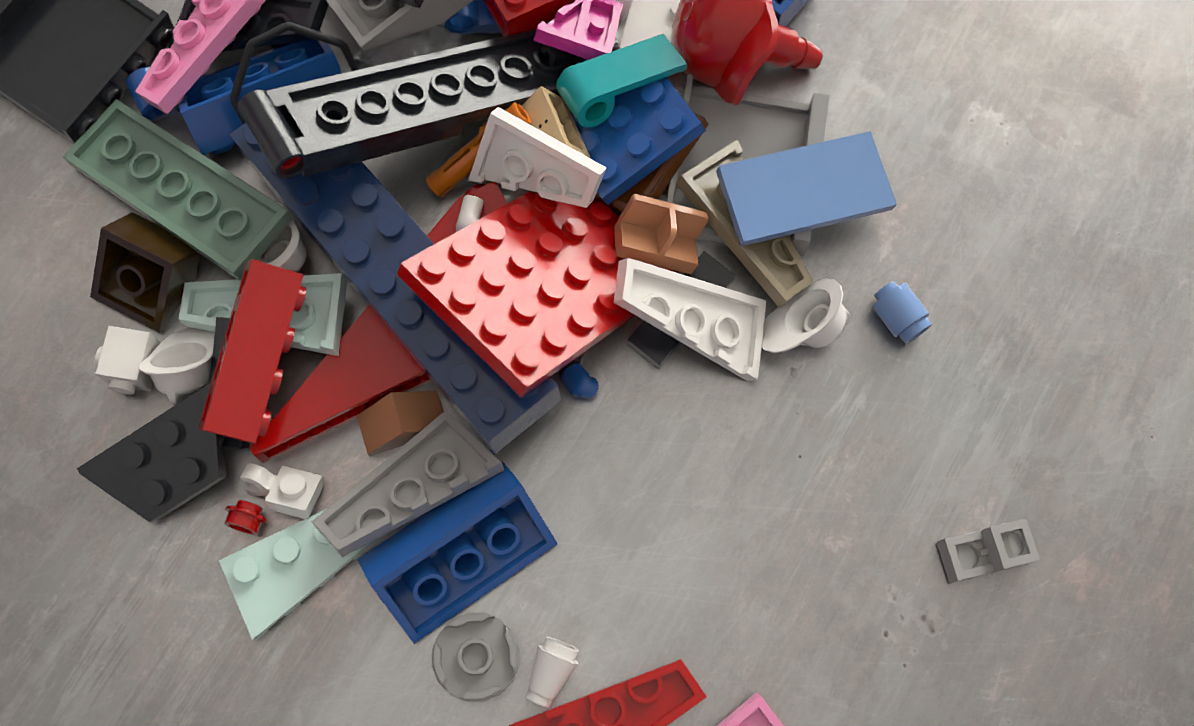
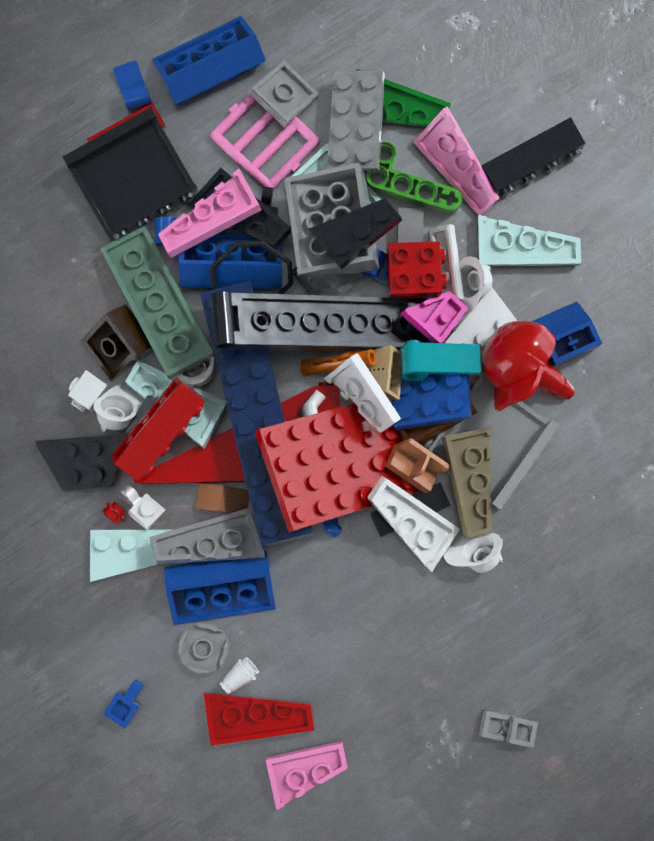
camera: 25 degrees right, 10 degrees up
(805, 188) = (513, 478): medium blue tile -> none
(901, 311) = (533, 573): medium blue brick -> none

